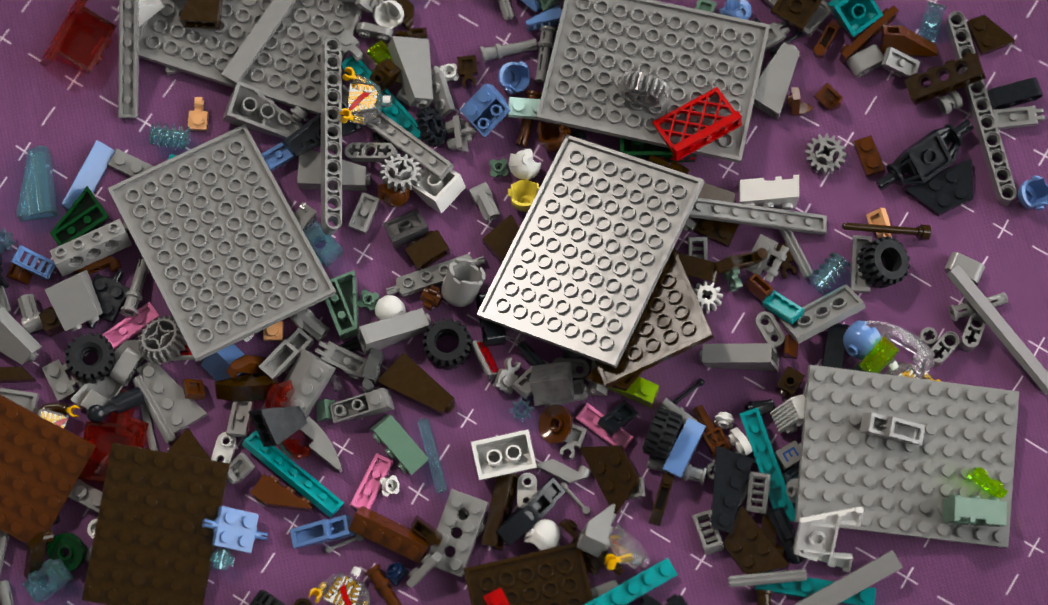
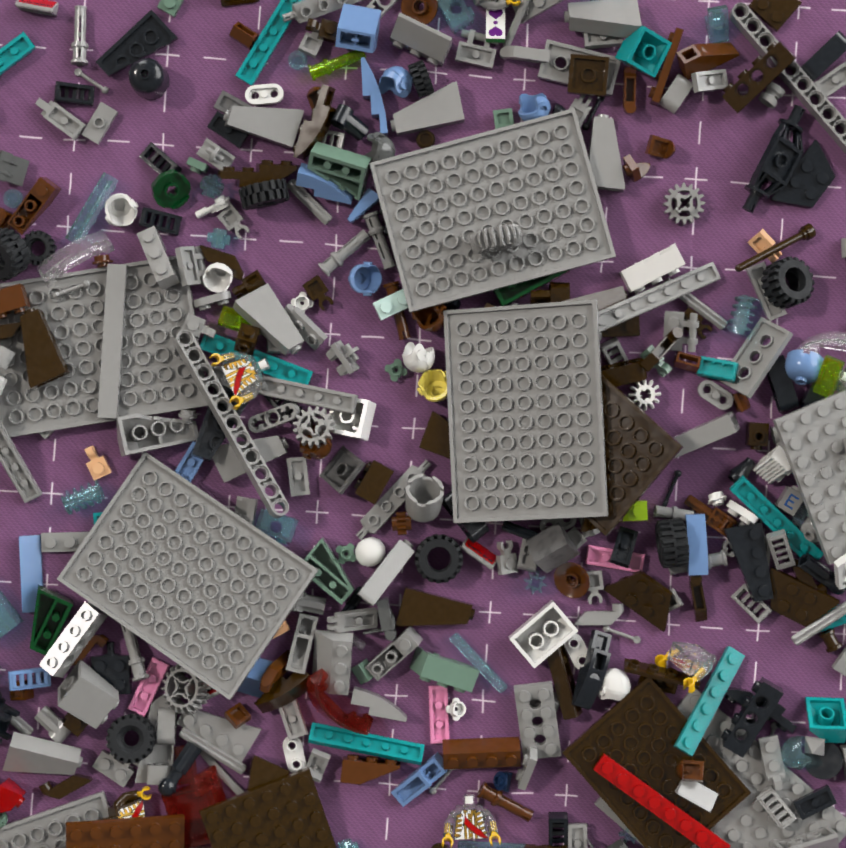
camera: 30 degrees left, 15 degrees up
(235, 529) = (345, 821): medium blue plate -> none
(277, 424) = (334, 716): black slope -> none
(426, 531) = (512, 735): dark brown piece -> none
(431, 126) = (316, 366): black gear -> none
(483, 199) = (397, 406): light grey piece -> none
(486, 109) = (358, 324): medium blue slope -> none
(597, 531) = (661, 665): light grey slope -> none
(707, 134) = (572, 252): red fence -> none
(868, 156) = (722, 184): reddish brown plate -> none

